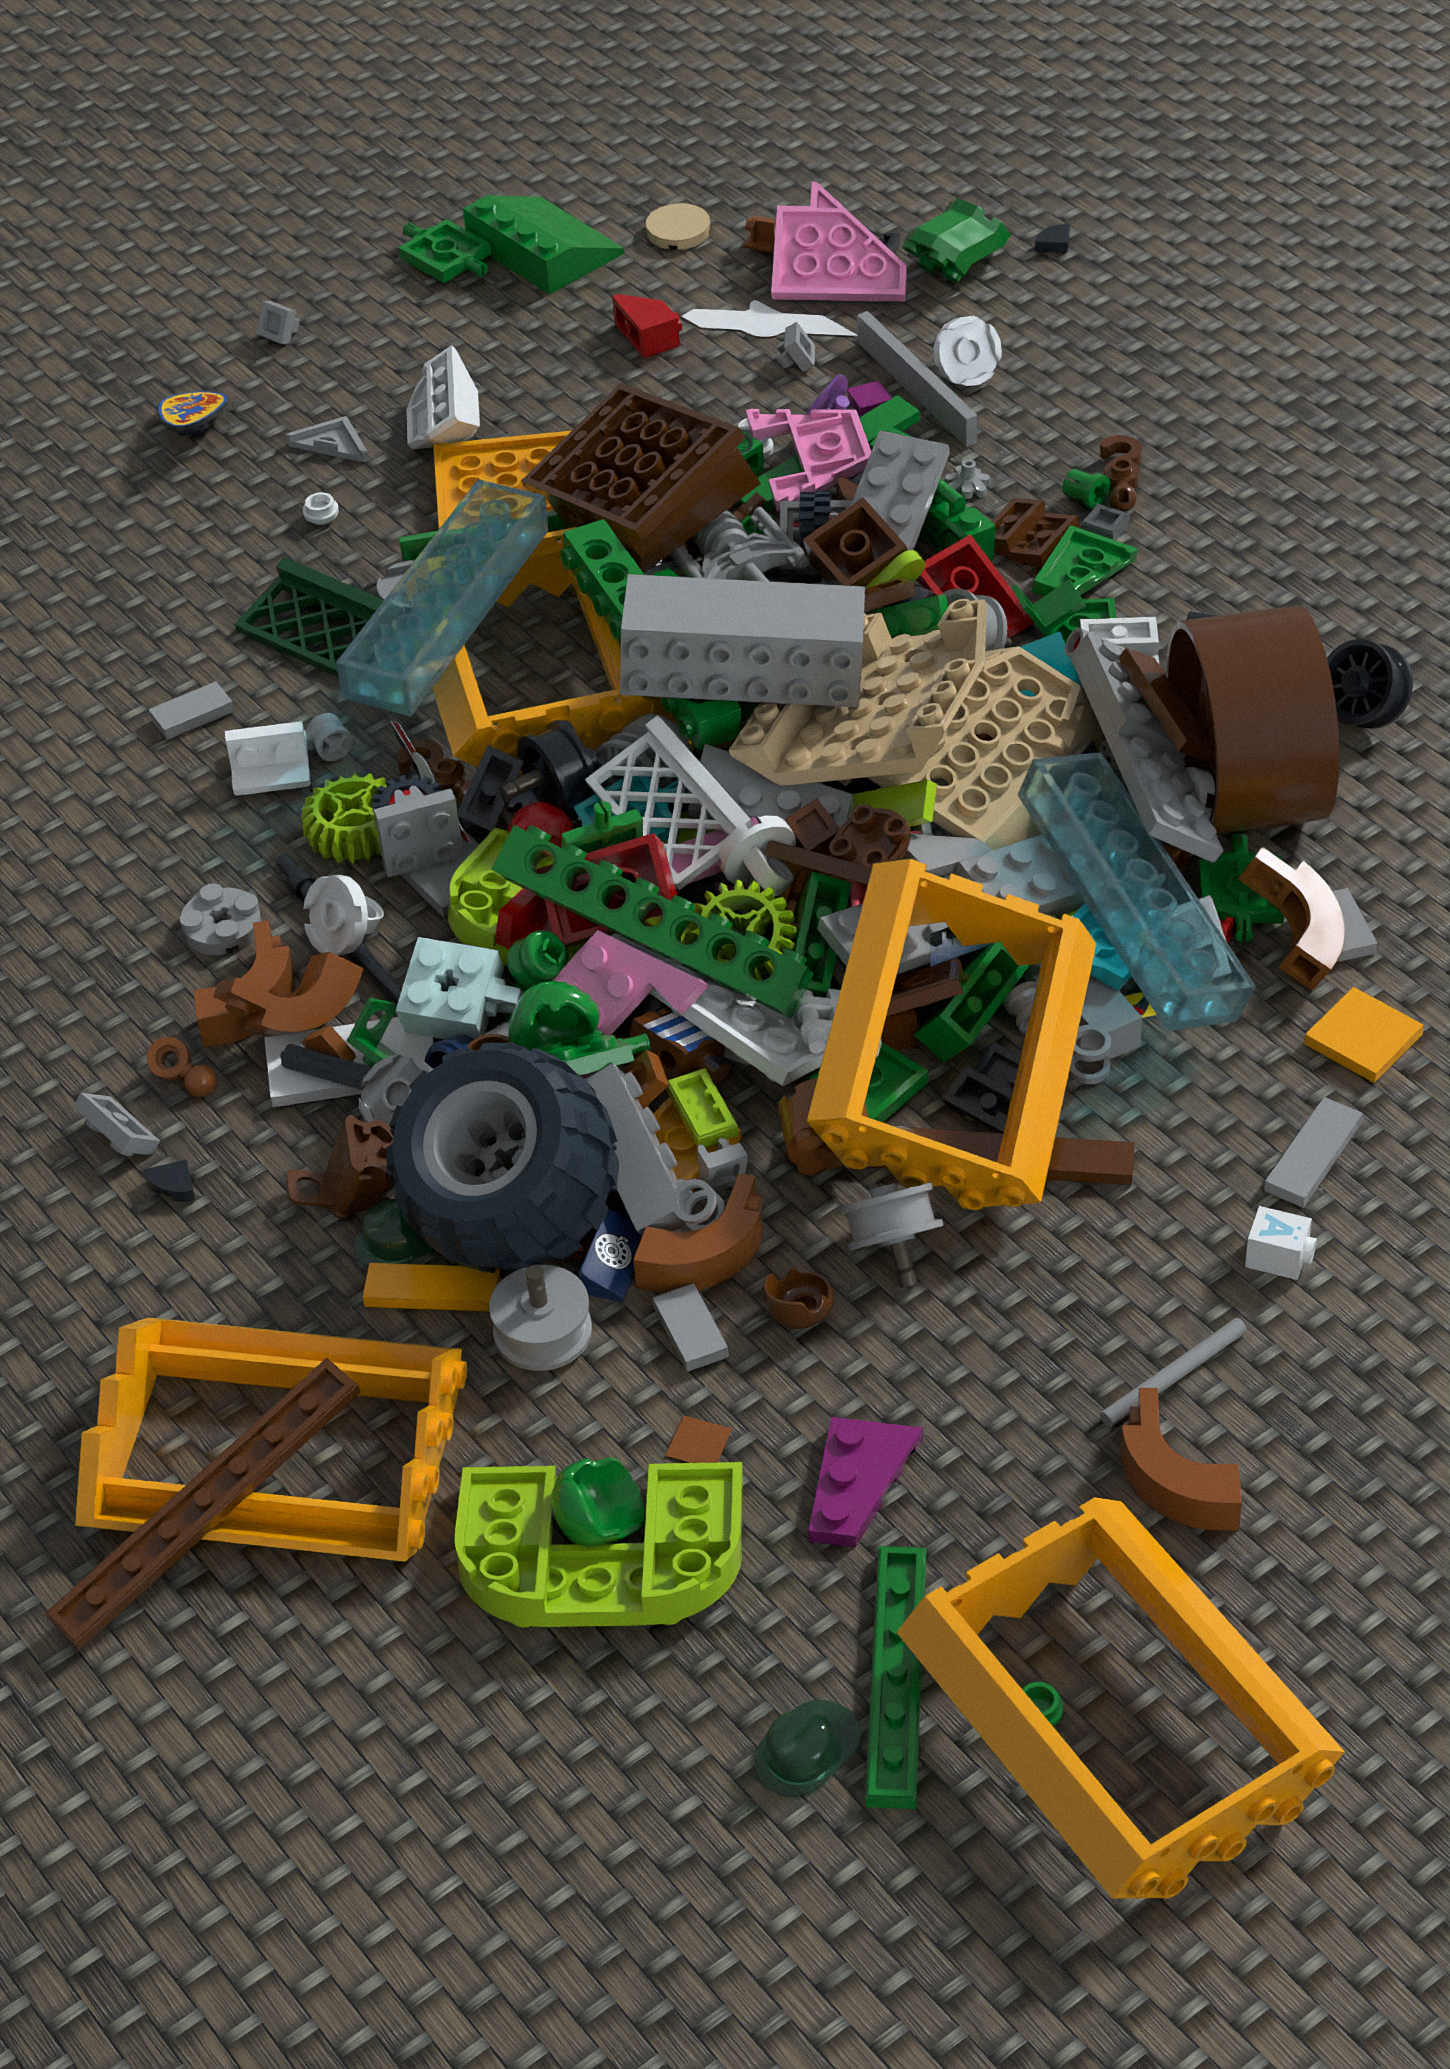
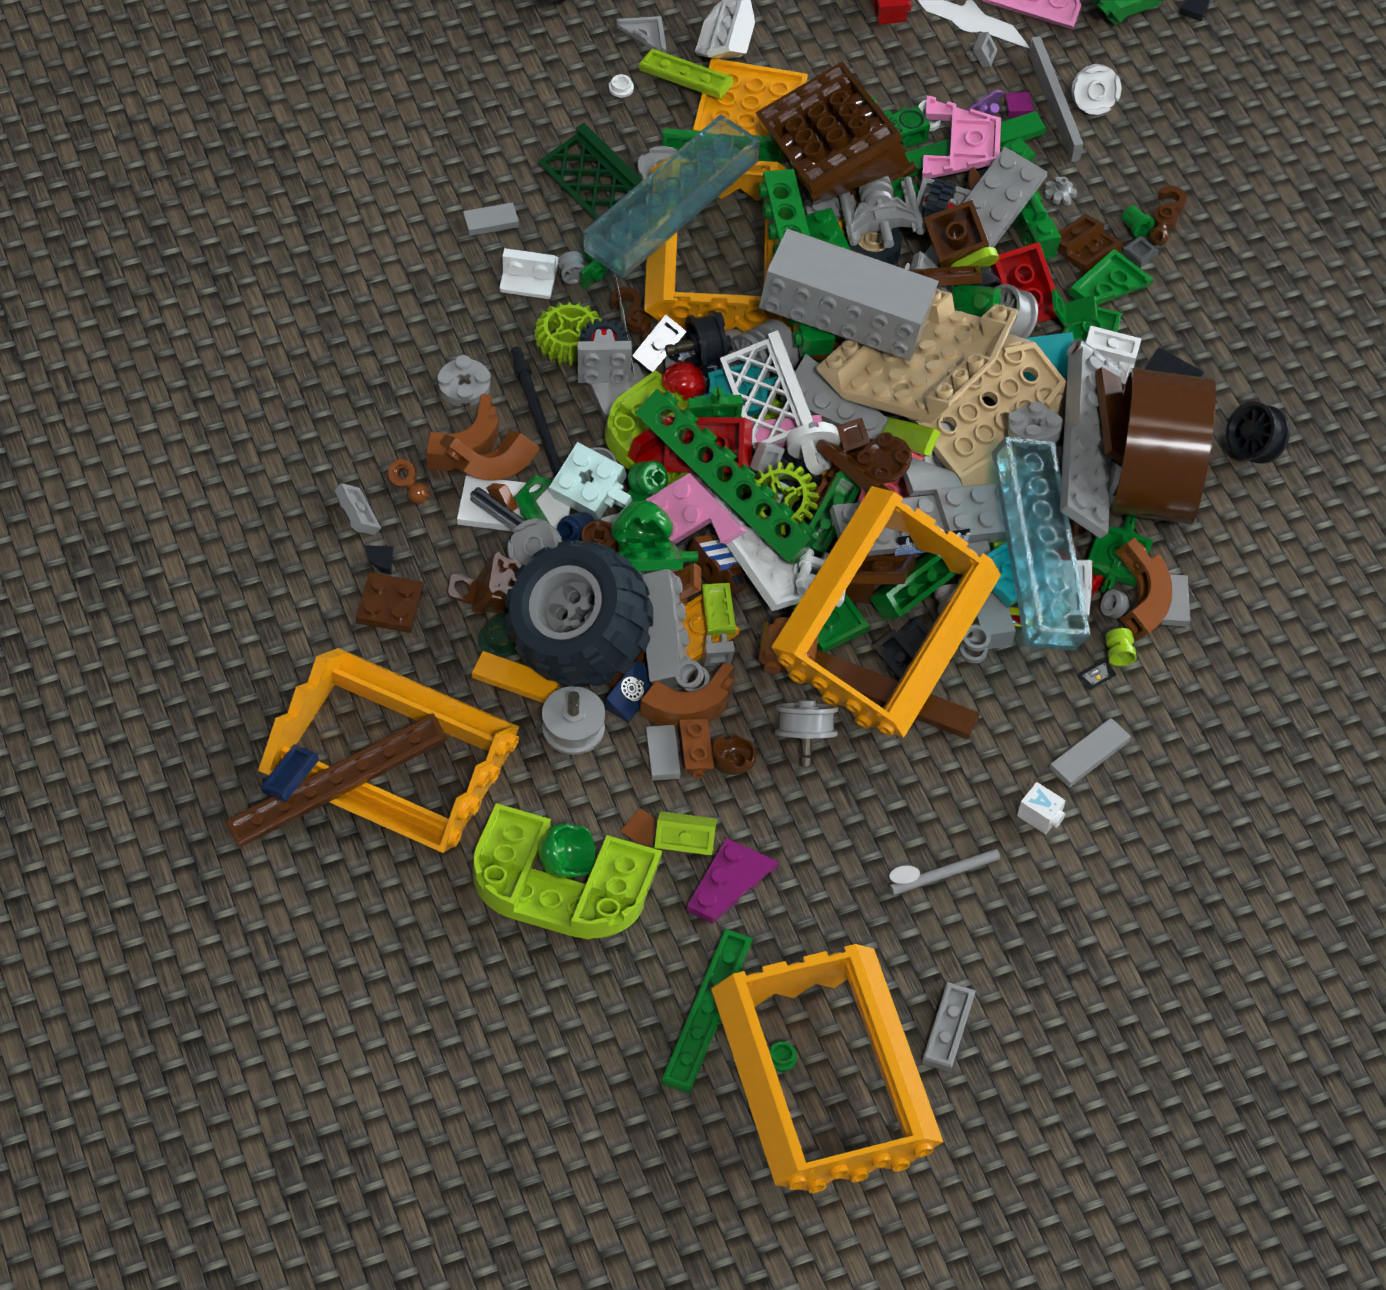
camera: 10 degrees right, 10 degrees up
(127, 1511) = (289, 773): none -> dark blue tile
(205, 1238) = (390, 602): none -> reddish brown plate
(339, 914) = (538, 404): white tile -> none
(361, 731) = (592, 272): none -> green bracket
(406, 470) = (686, 73): none -> lime tile
(698, 881) = (765, 455): none -> light grey tile
(739, 1302) = (696, 746): none -> dark orange hinge
(768, 1429) = (685, 833): none -> lime panel
(806, 1747) = (640, 1038): clear green piece -> none
(1062, 738) = (1035, 423): none -> light grey plate
(1117, 1392) = (904, 874): none -> white sticker
(1172, 1485) = (915, 947): dark orange arch -> none
(1263, 950) = (1115, 604): none -> light grey tile
(1272, 1589) = (948, 1027): none -> light grey tile
(1277, 1049) = (1097, 674): none -> black sticker
(1298, 1003) = (1121, 648): none -> lime wheel
(1363, 1034) = (1155, 681): light orange tile -> none

